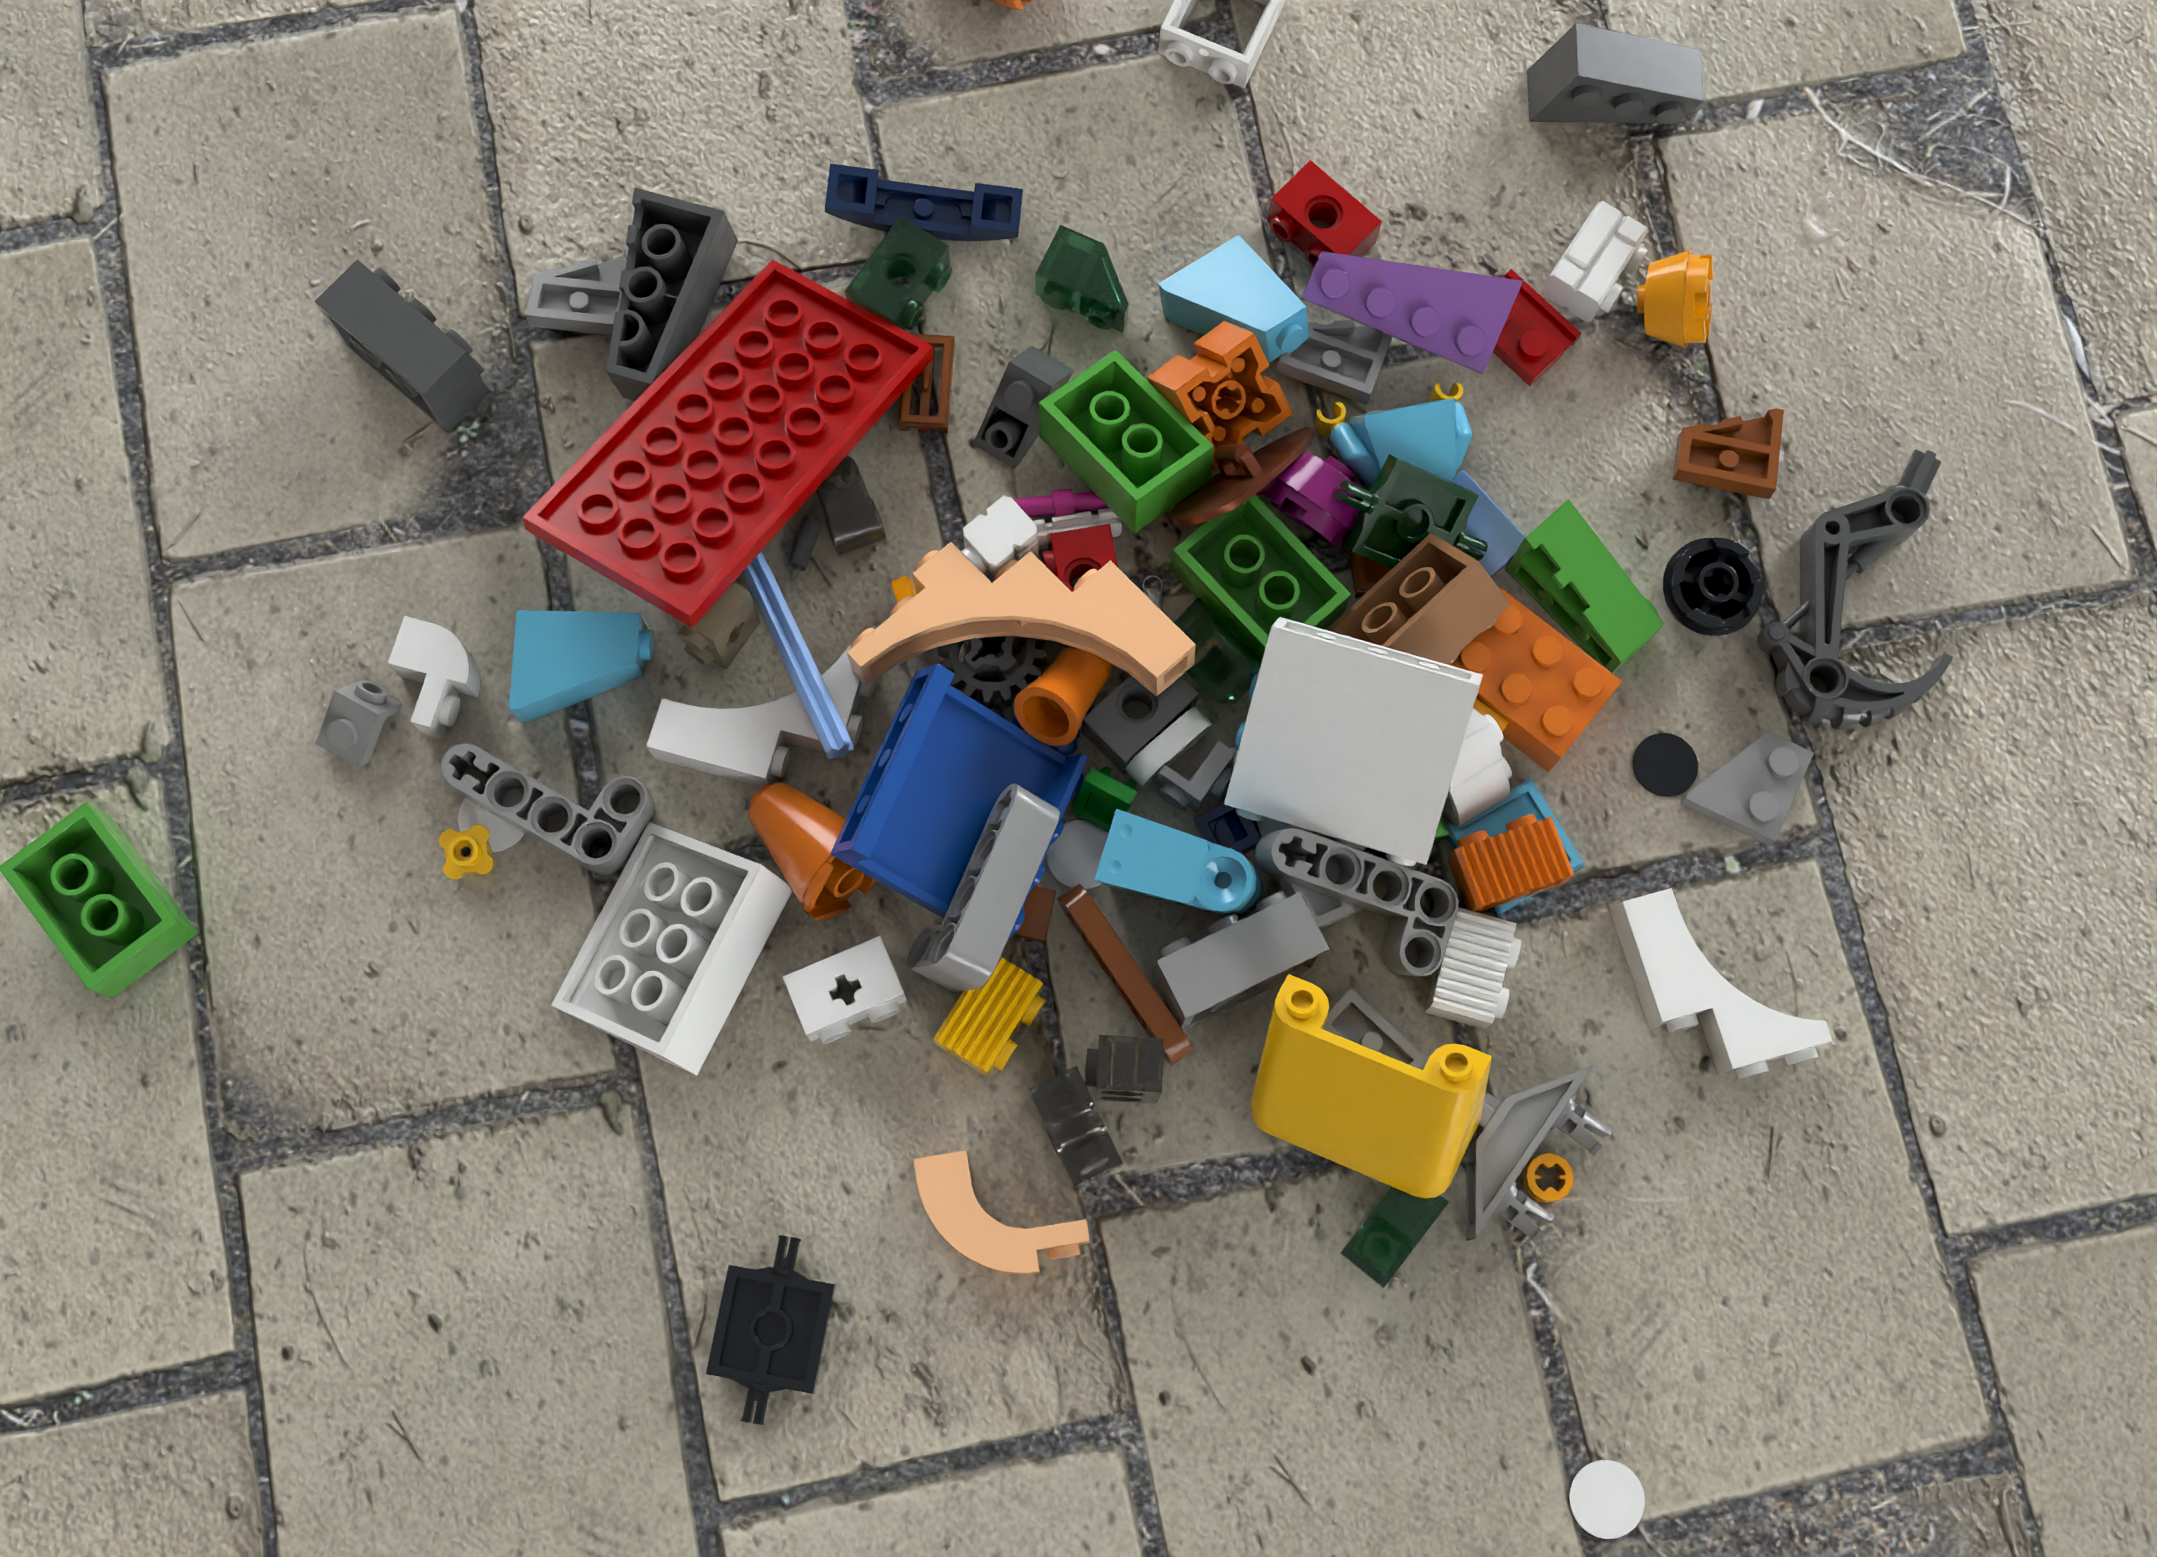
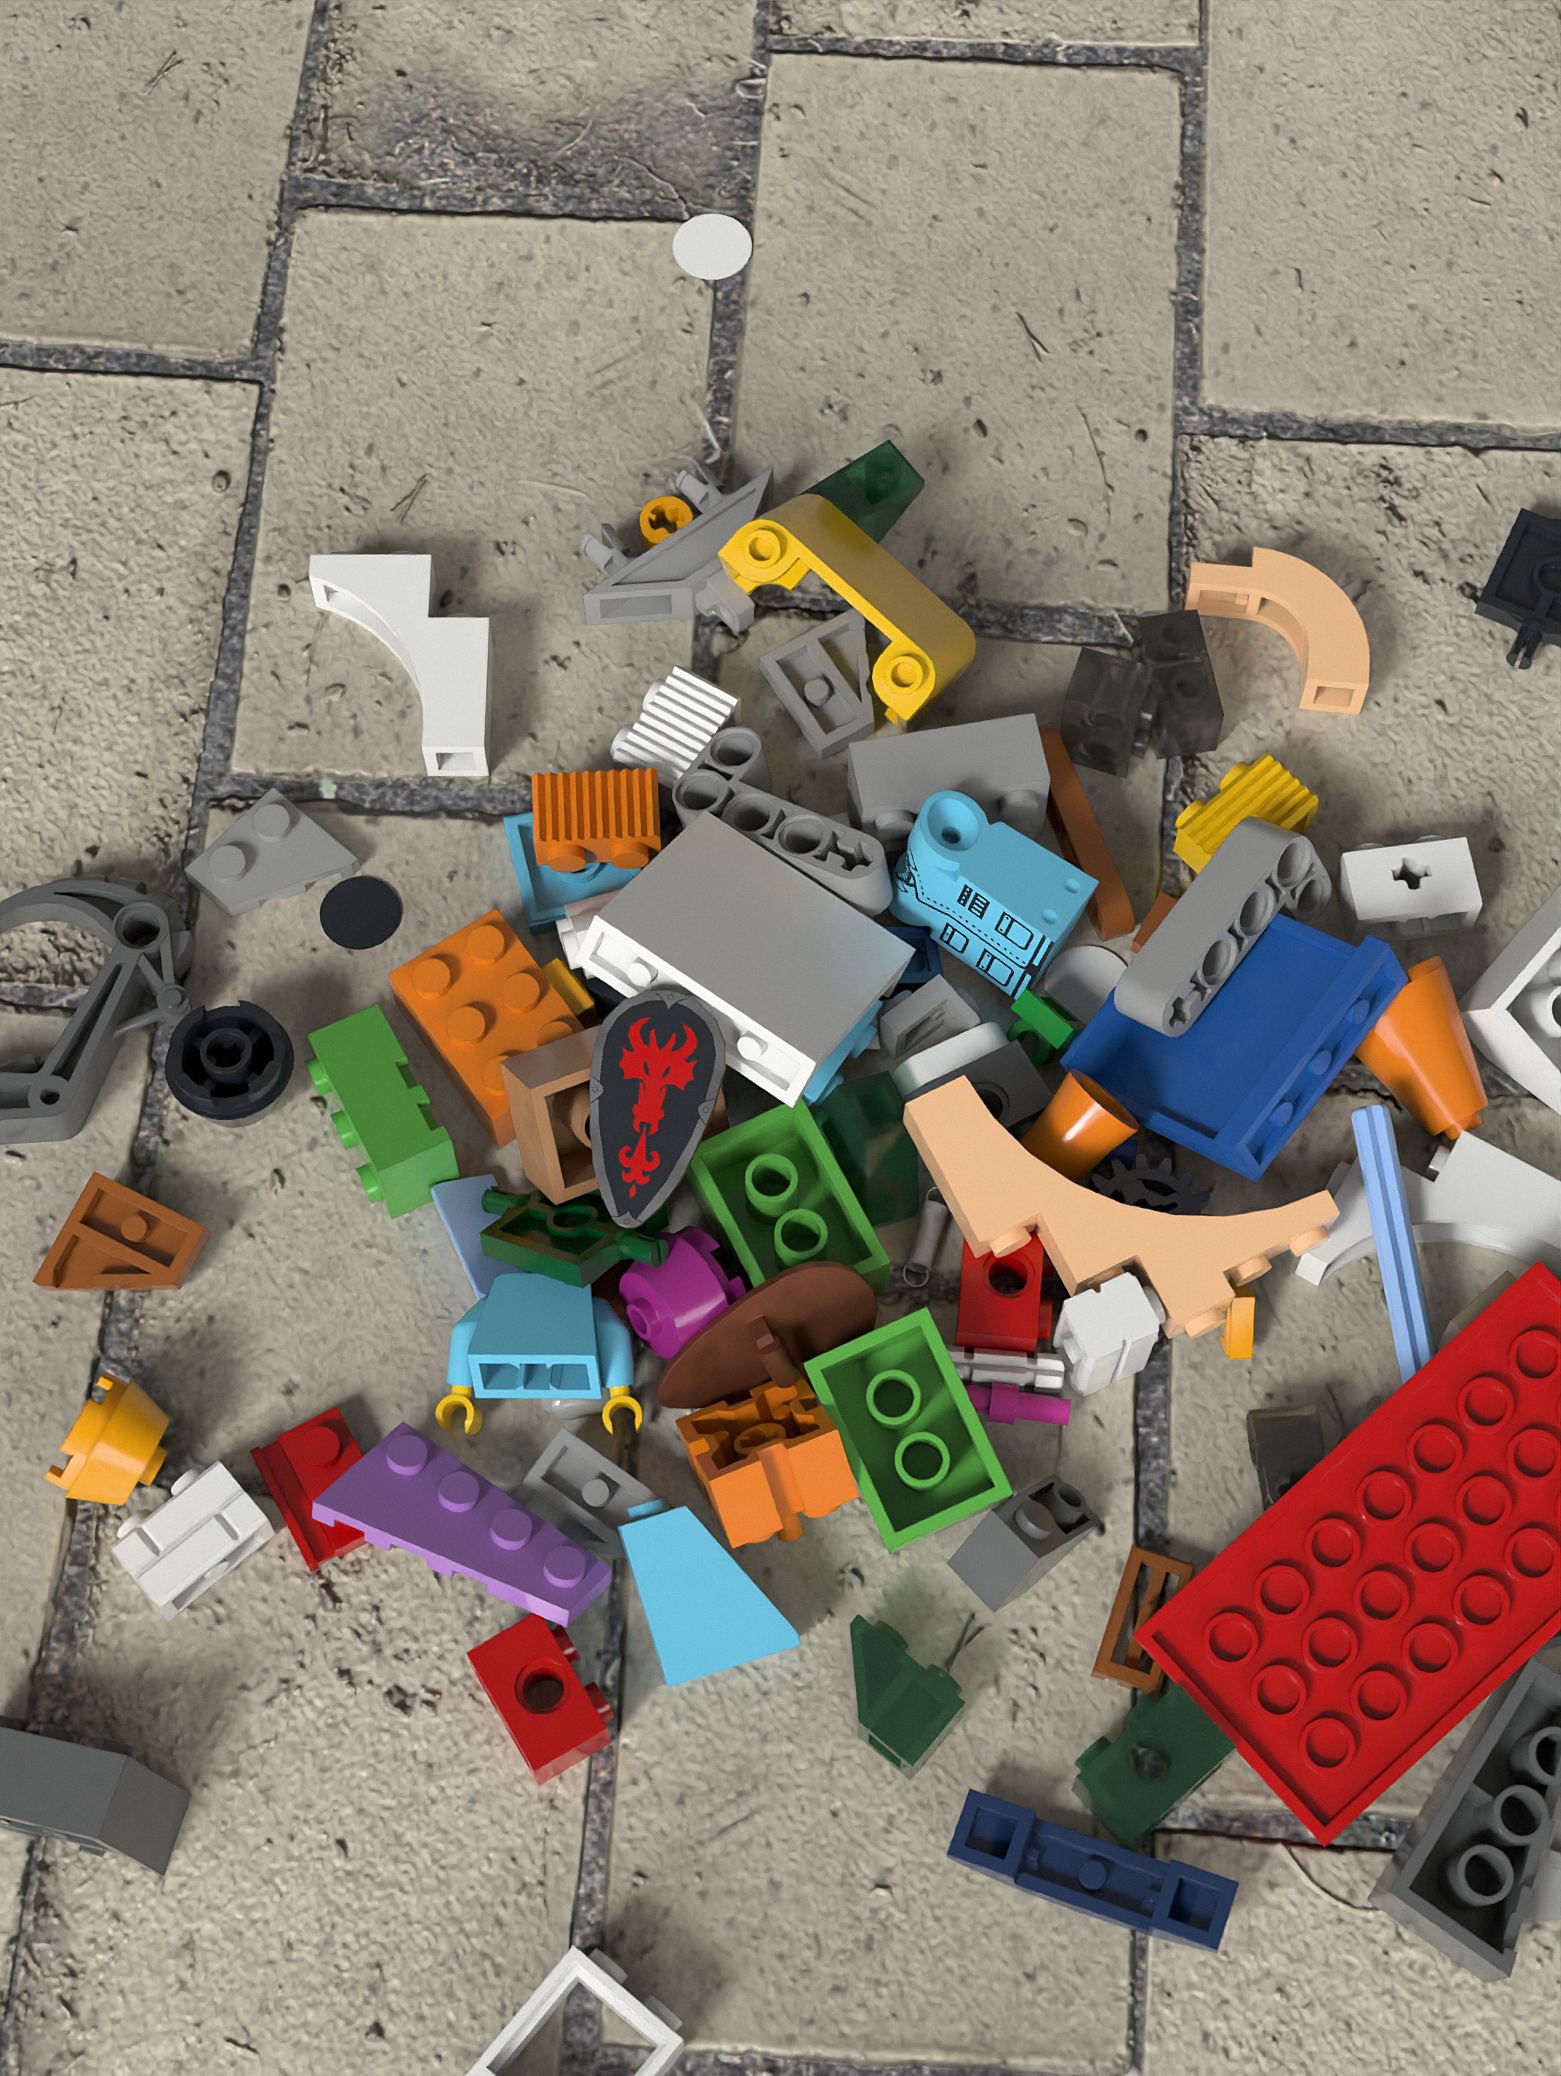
camera: 160 degrees left, 10 degrees down
(1387, 586) = (651, 1098): none -> shield

